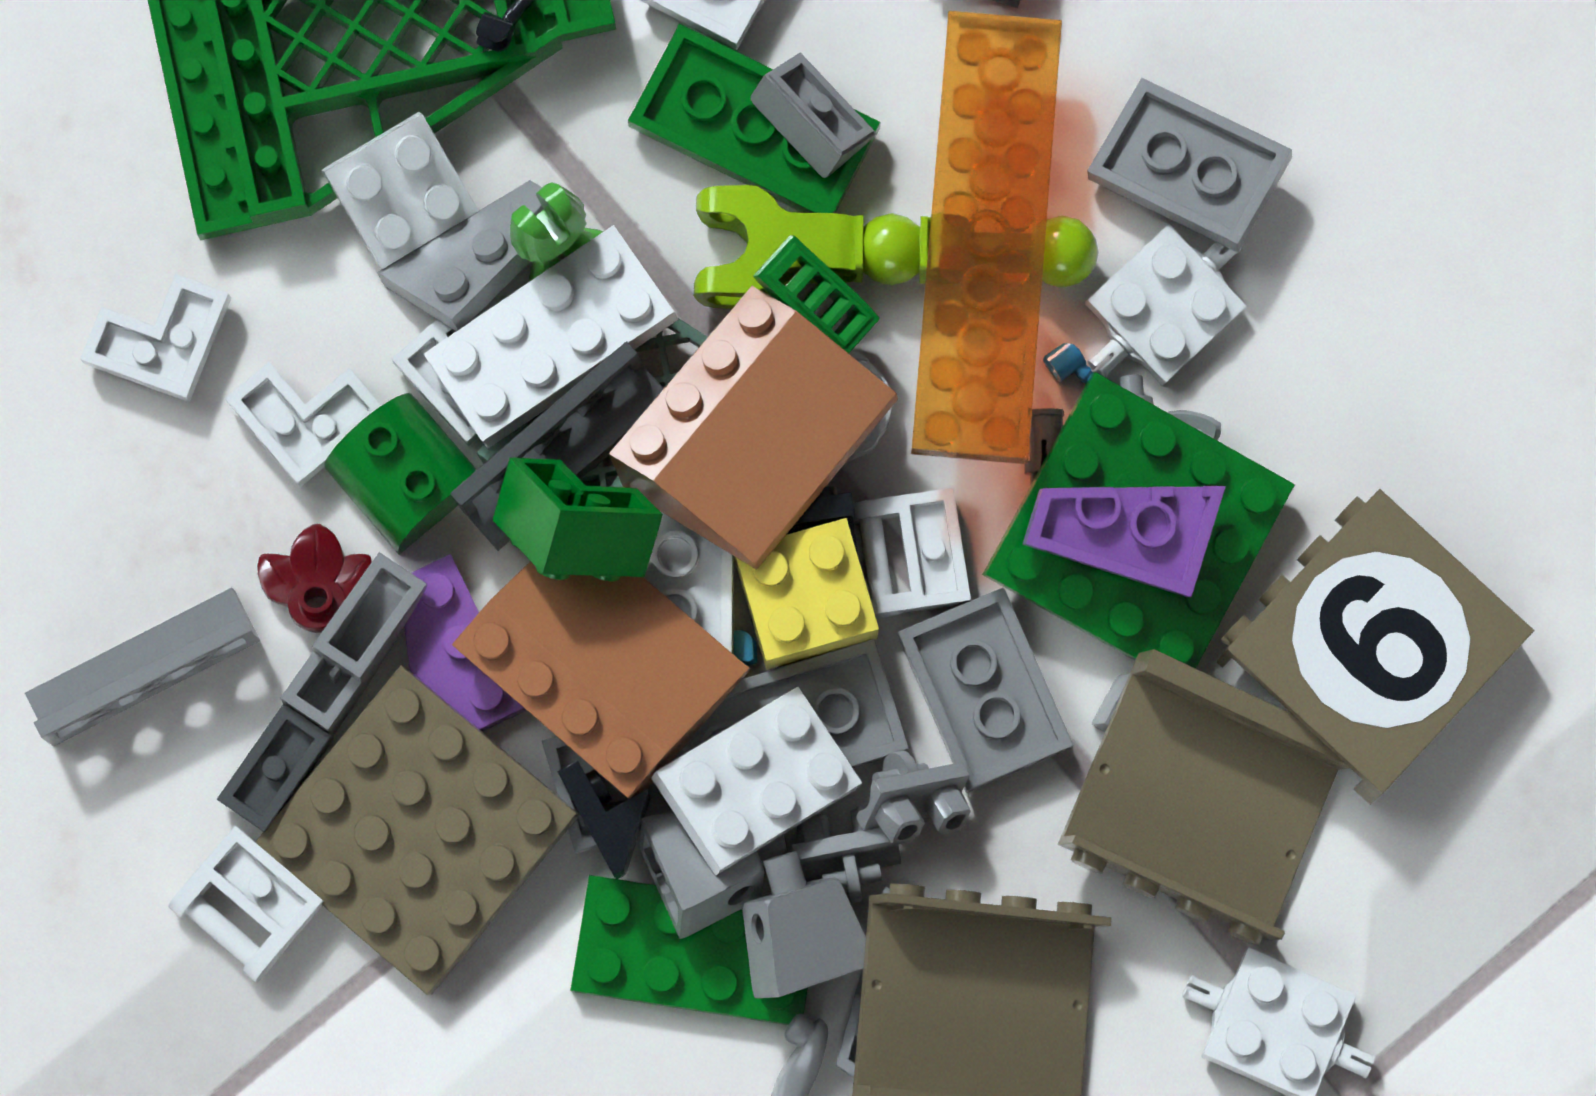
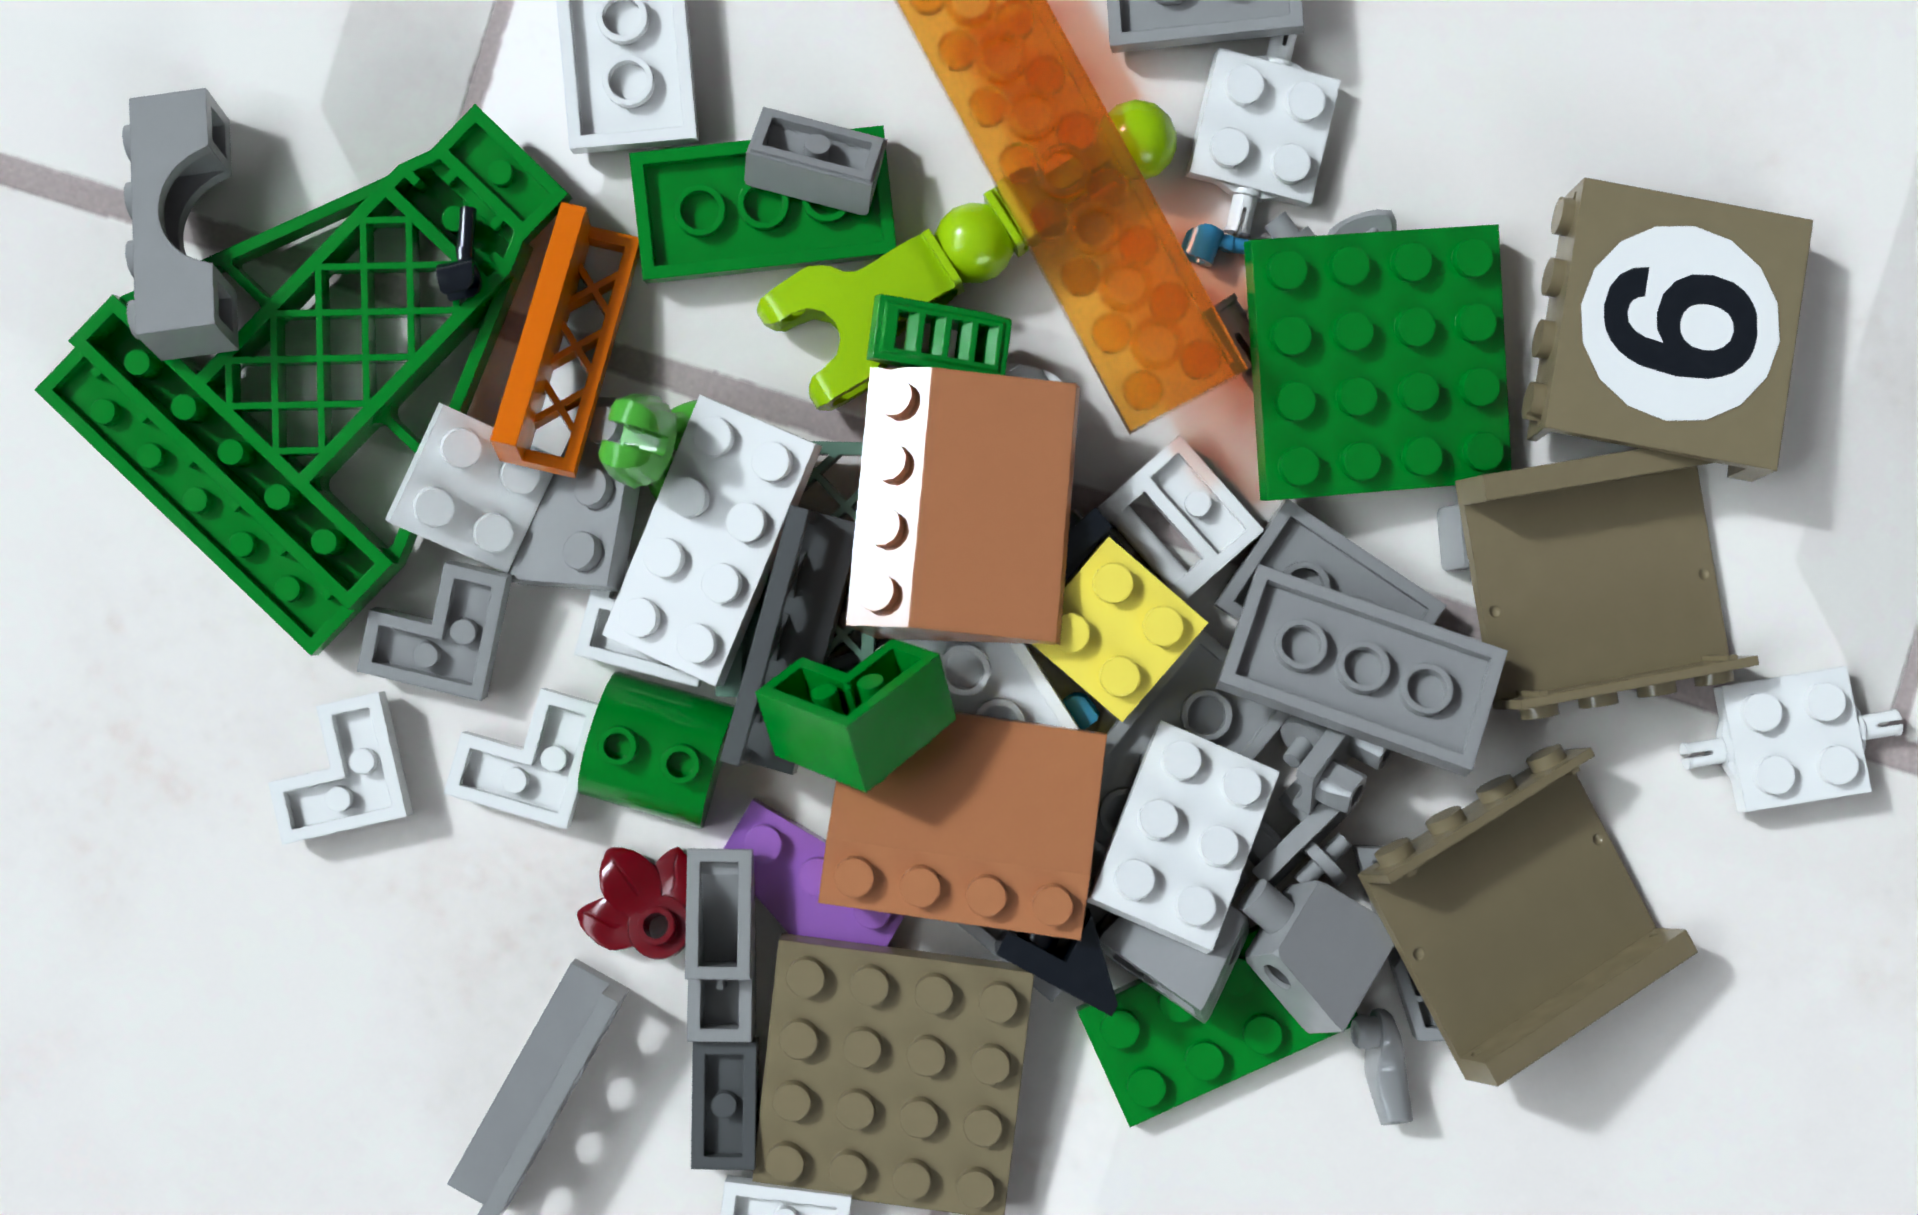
camera: 30 degrees left, 10 degrees up
(305, 298) = (452, 650): none -> light grey plate
(525, 113) = (542, 337): none -> orange fence
(972, 741) = (1362, 670): none -> light grey plate
(1129, 531) = (1383, 374): medium lavender wing -> none

